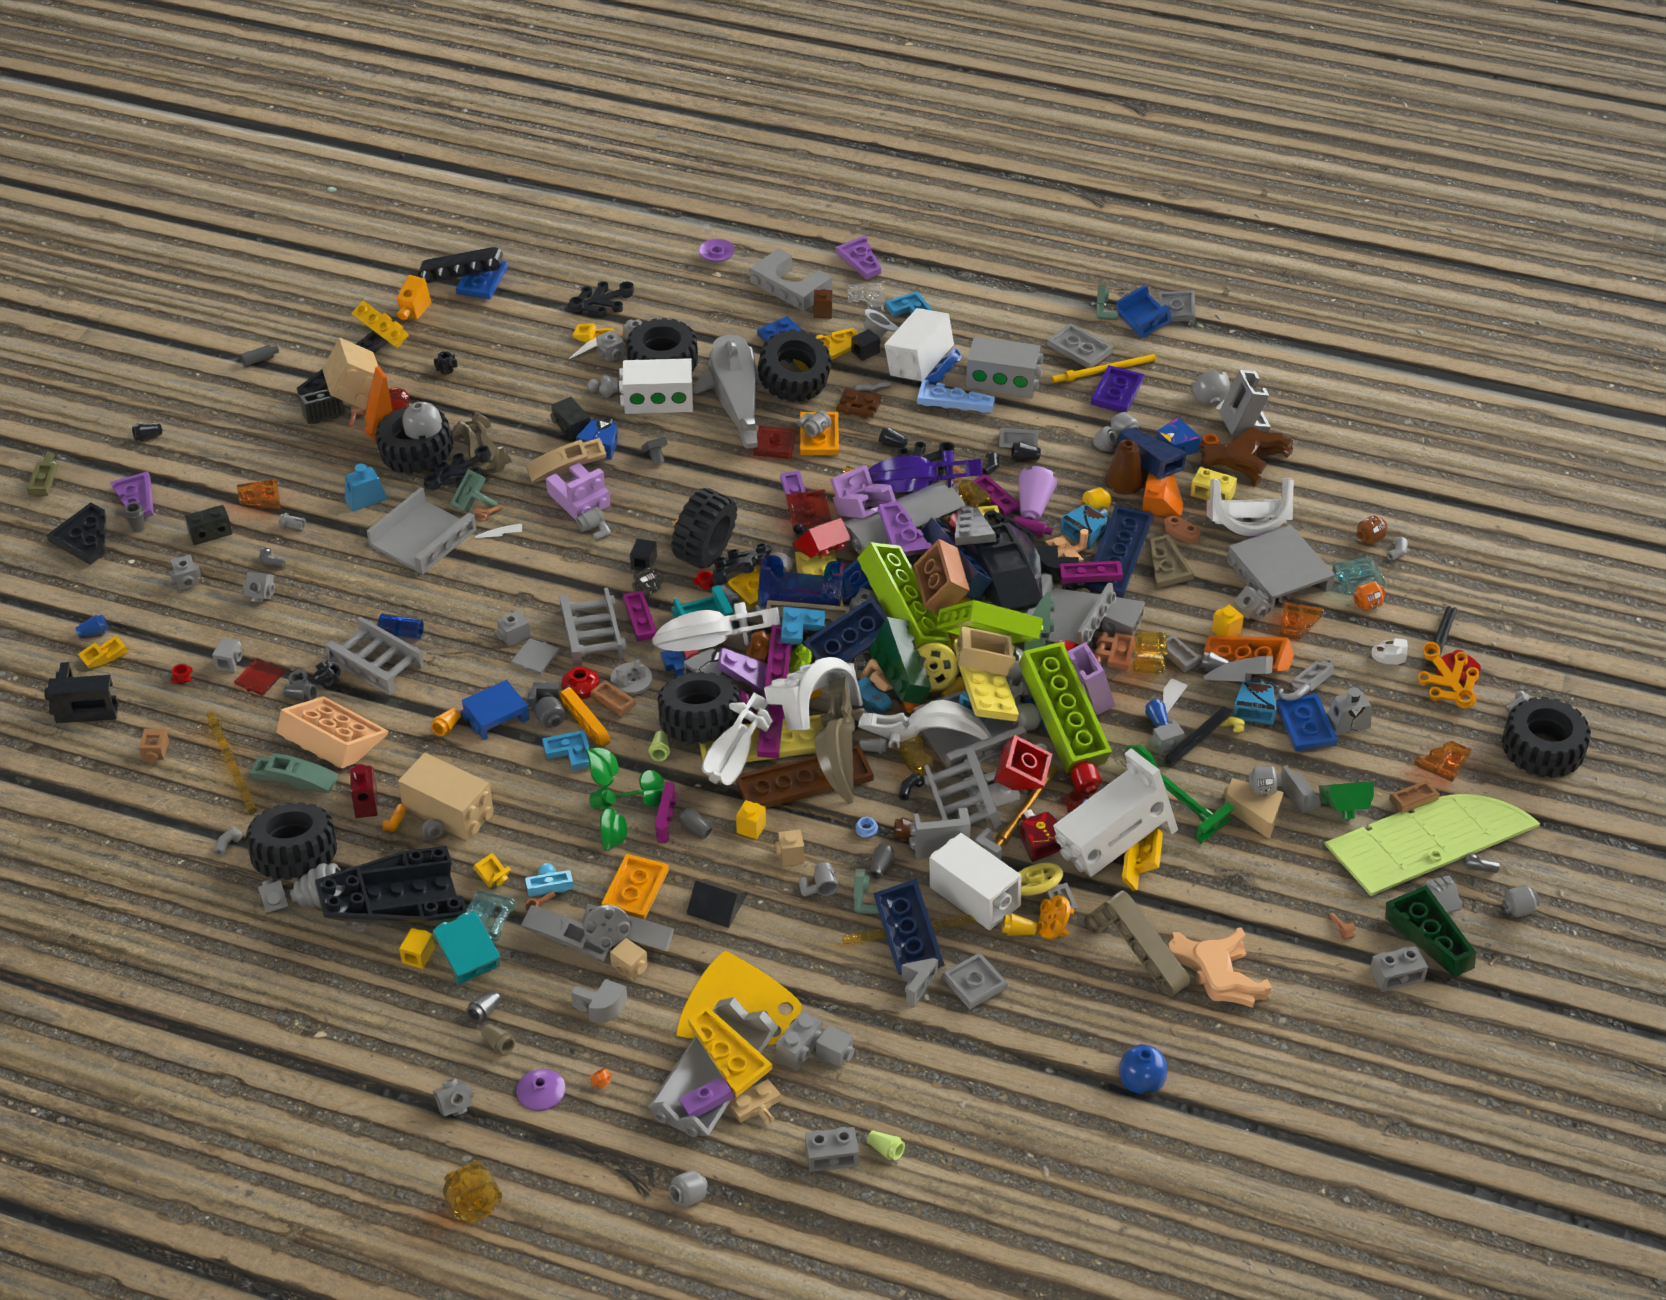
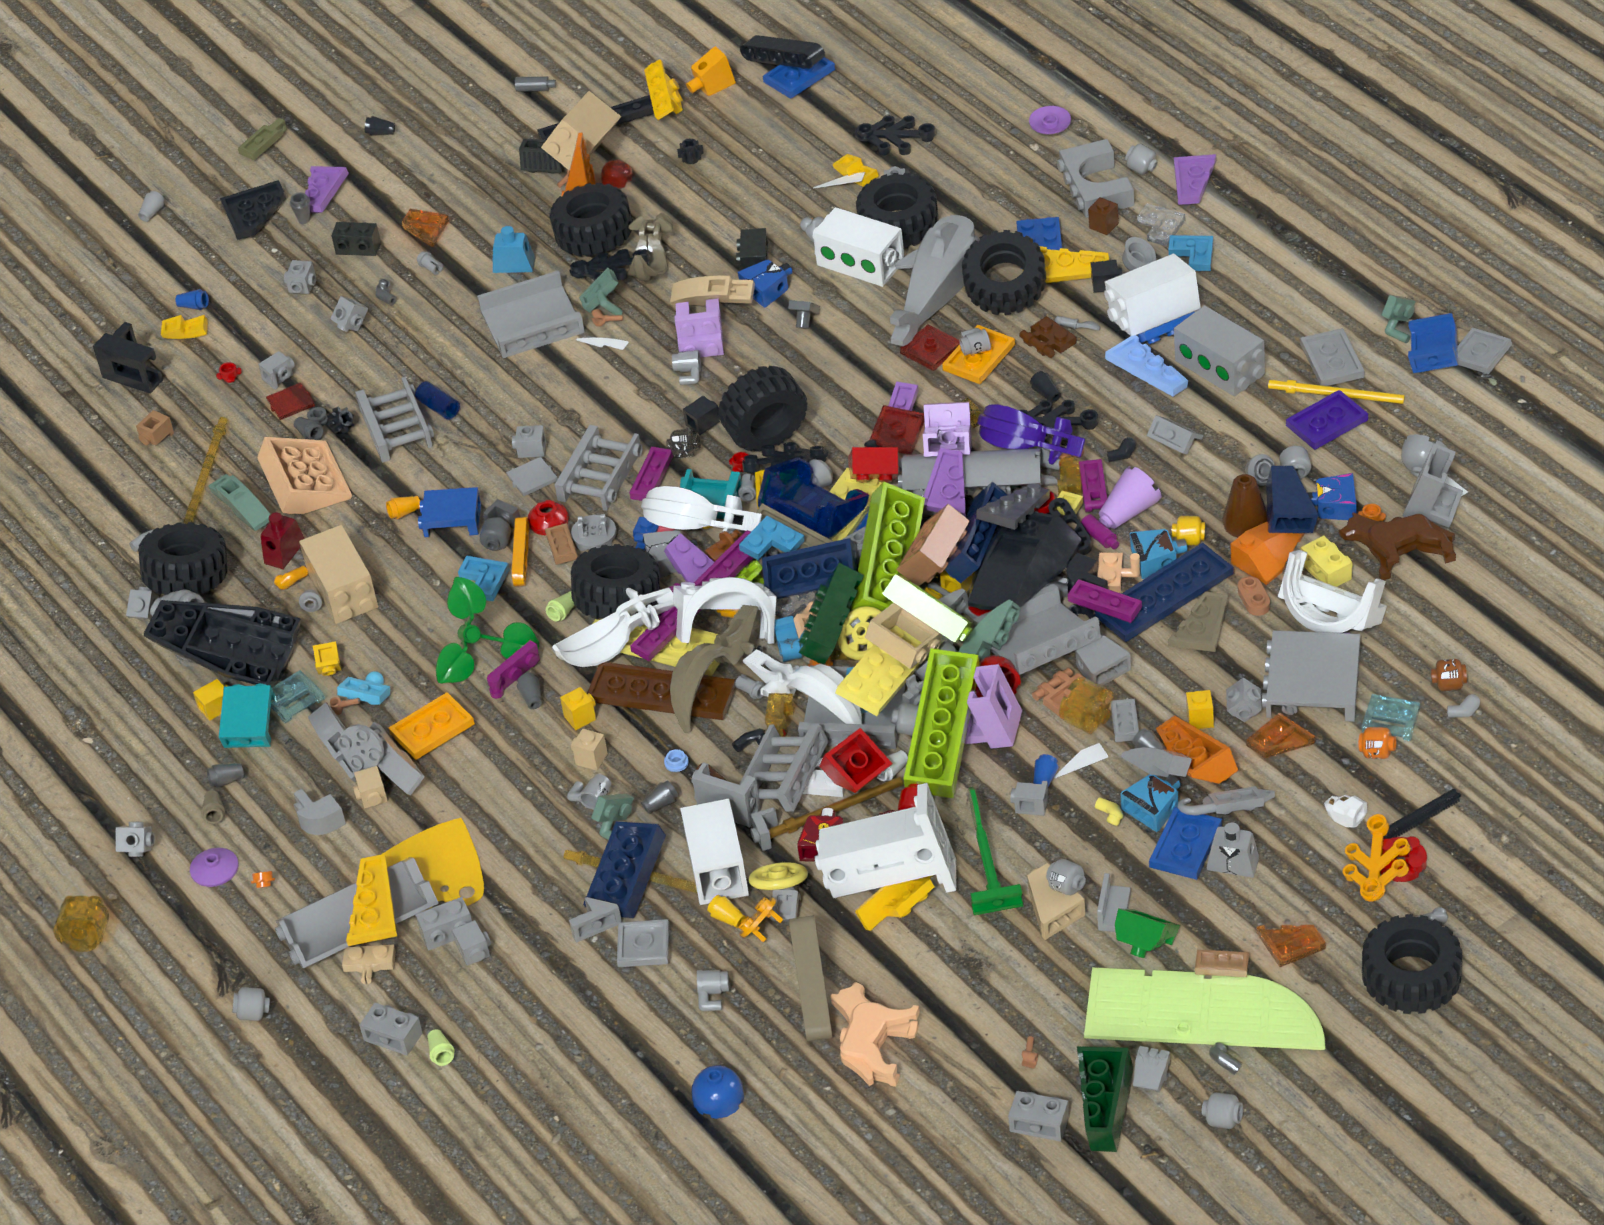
camera: 40 degrees right, 0 degrees up
(421, 420) = (595, 202): light grey cylinder -> none
(610, 346) = (852, 185): light grey brick -> none
(706, 1097) = (324, 935): medium lavender plate -> none
(715, 902) = (488, 769): black slope -> none
(812, 256) = (1141, 159): none -> light grey head
(1024, 451) = (1166, 451): black cone -> none
(1060, 985) = (711, 983): none -> light grey piece
(1198, 735) = (1062, 809): black axle -> none

